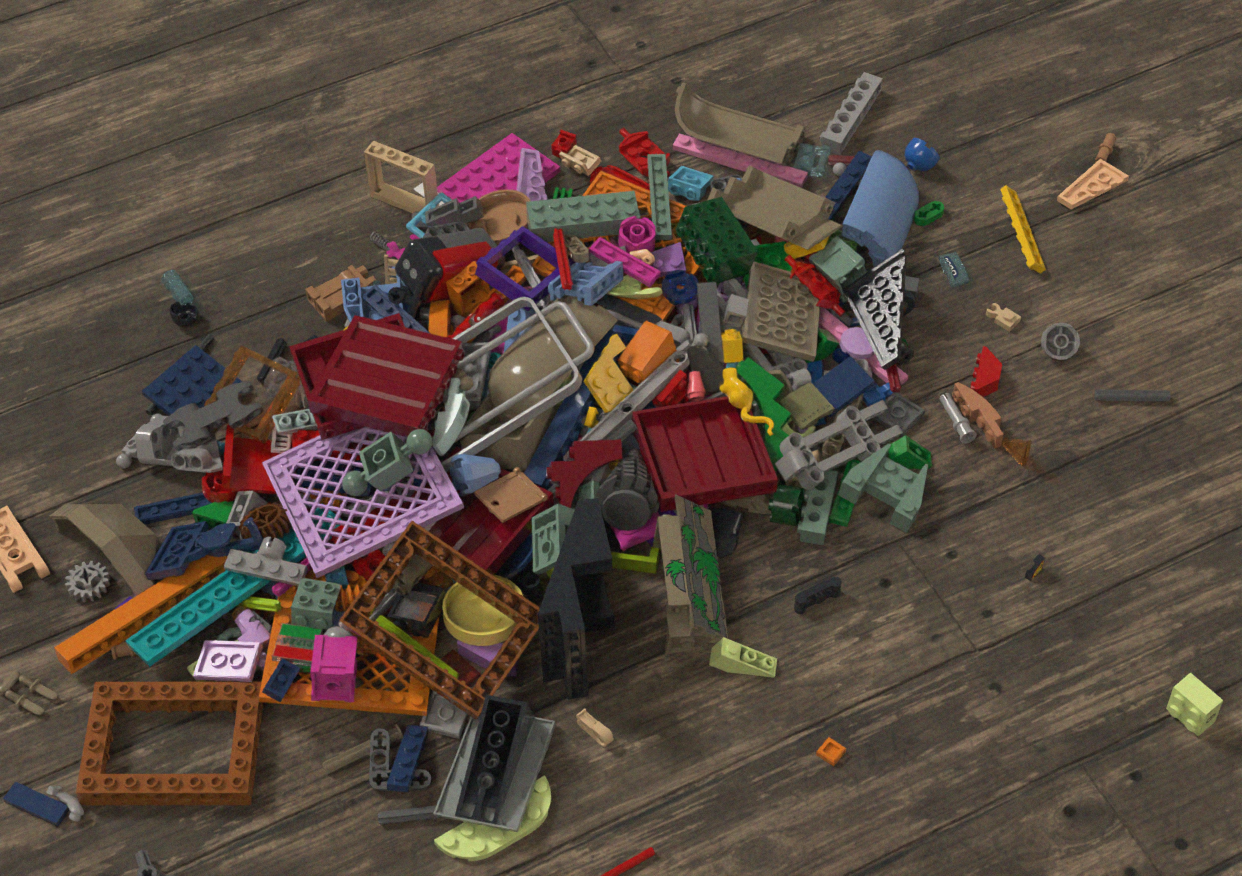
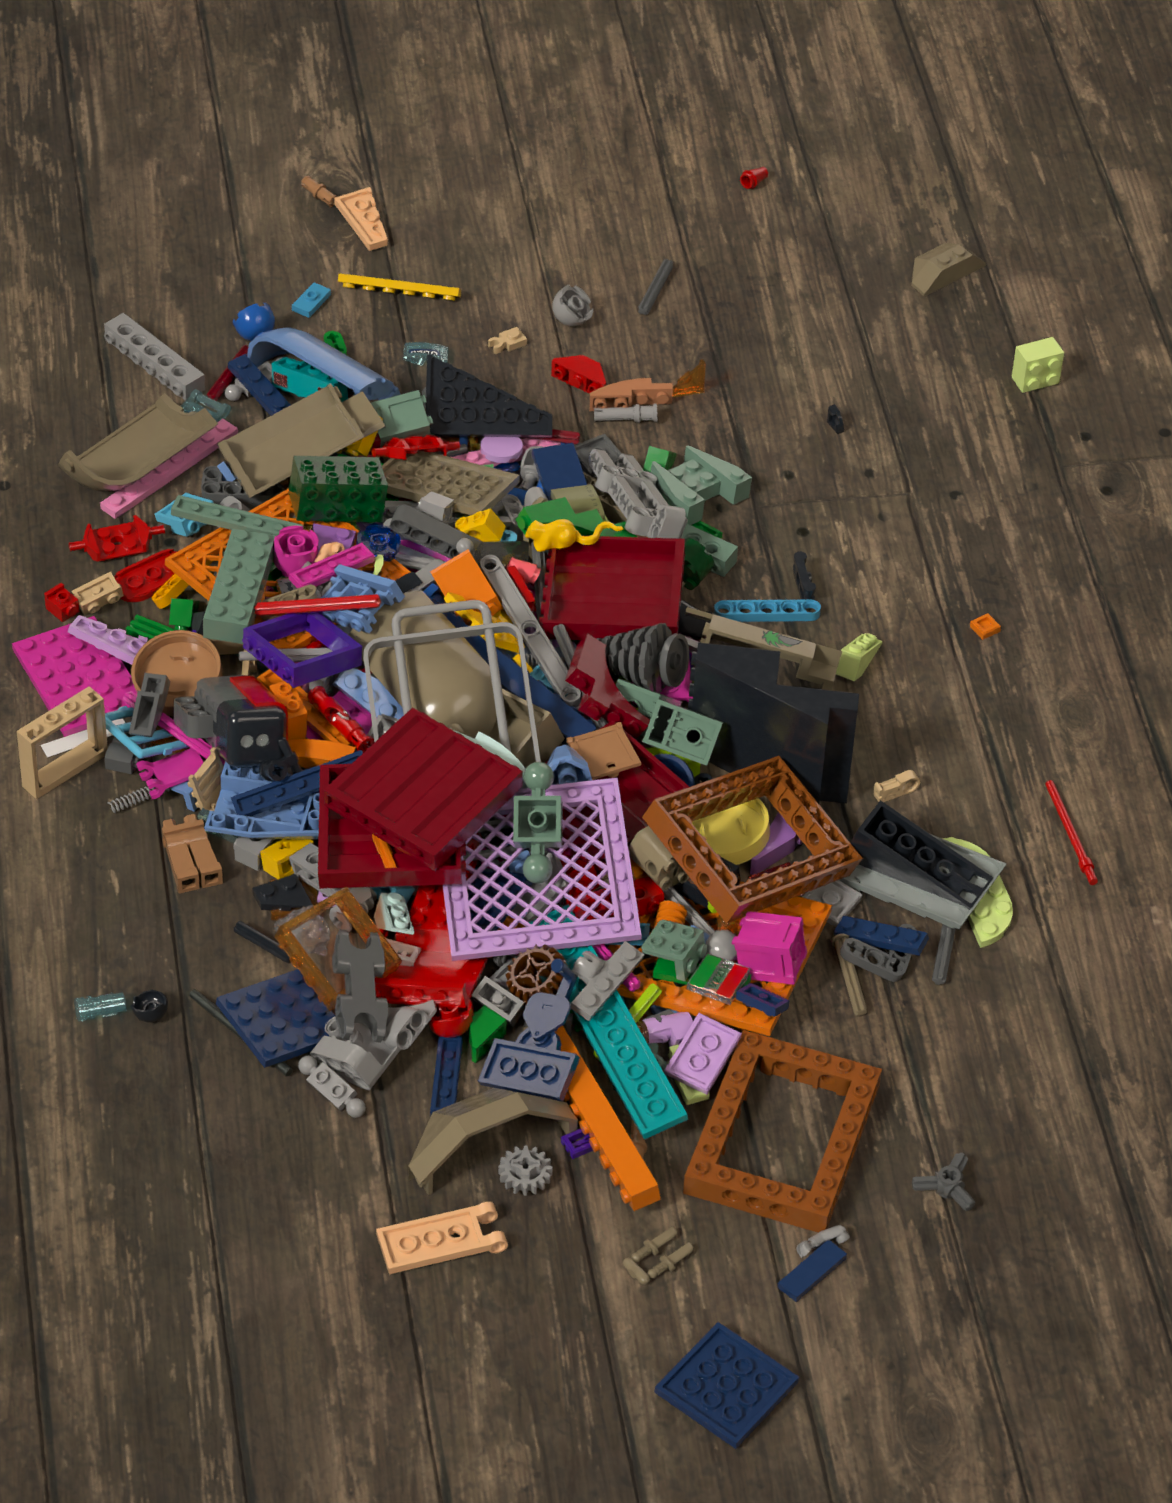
camera: 75 degrees left, 5 degrees down
(769, 589) = (776, 606): none -> dark azure beam
(976, 183) = (311, 300): none -> dark azure plate

